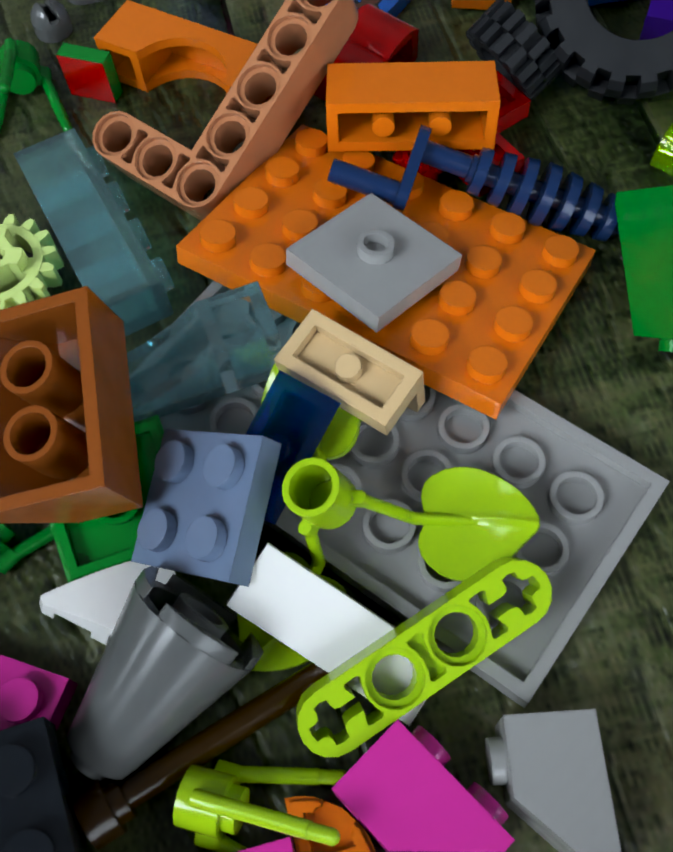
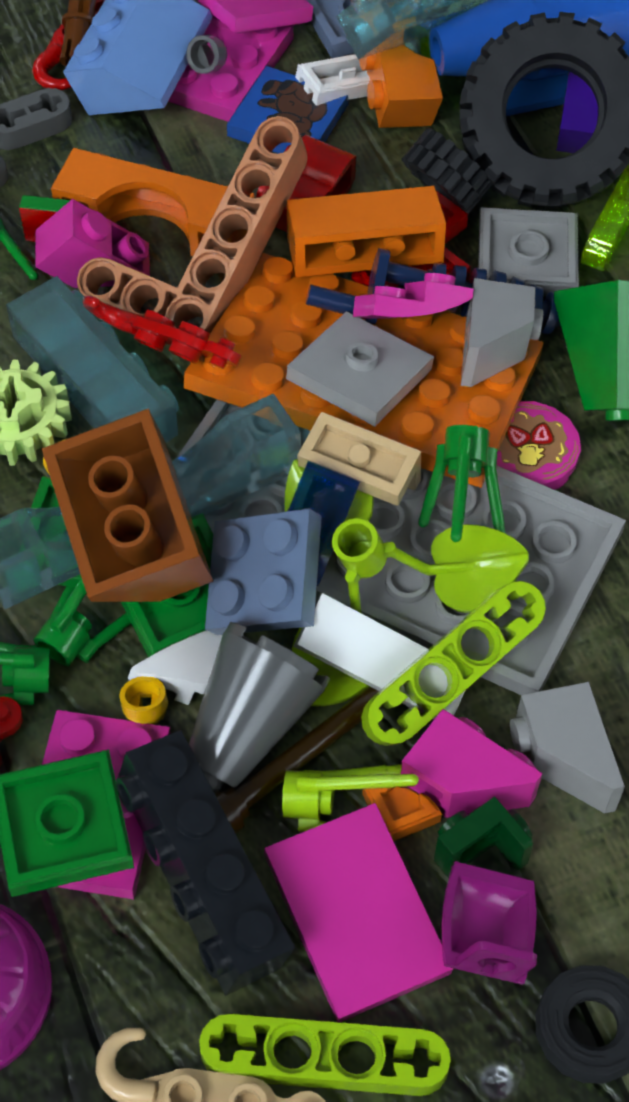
camera: 15 degrees left, 5 degrees down
(36, 638) = (132, 700): none -> yellow hinge
(115, 85) = (81, 234): none -> dark pink slope
(162, 199) = (157, 330): none -> red piece
(459, 183) = (416, 299): none -> dark pink slope
(478, 381) = (465, 454): none -> green plant
(544, 229) = (498, 328): none -> light grey slope
(575, 372) = (540, 445): none -> tile
(596, 141) = (530, 246): none -> light grey plate

